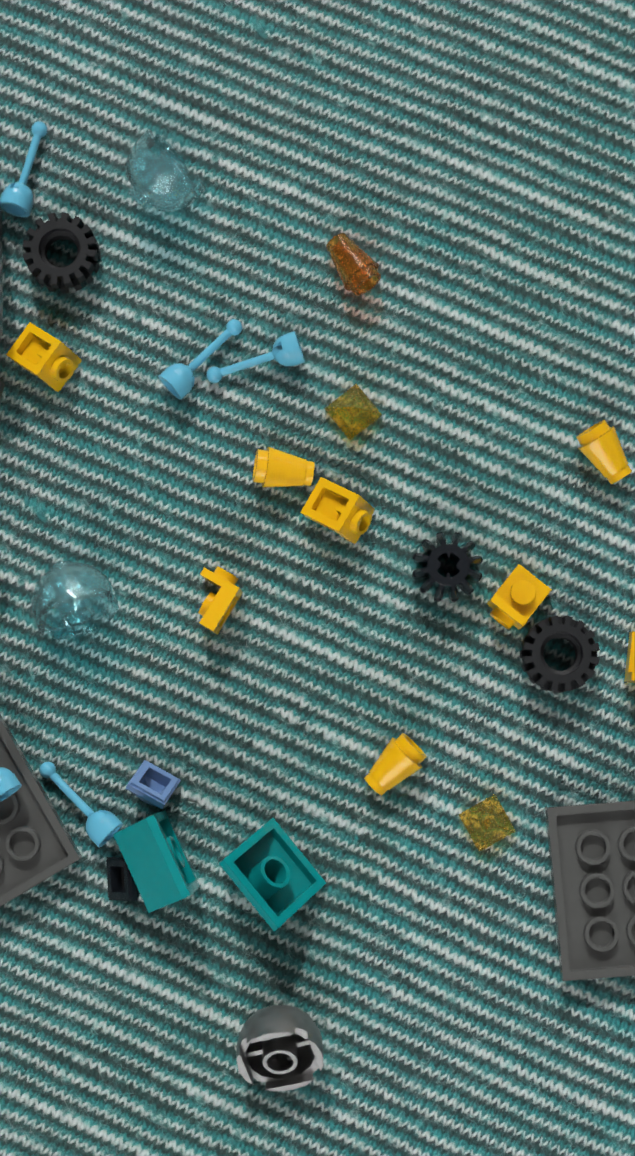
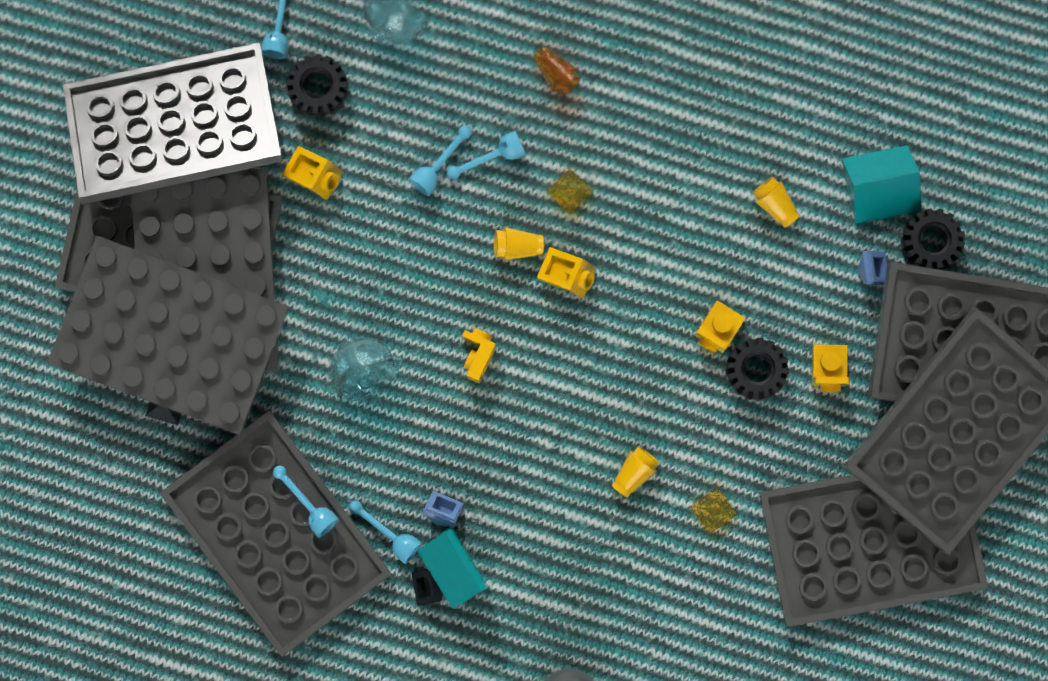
camera: 15 degrees left, 0 degrees up
(272, 874) = (547, 568): teal slope -> none
(461, 569) = (671, 309): black gear -> none

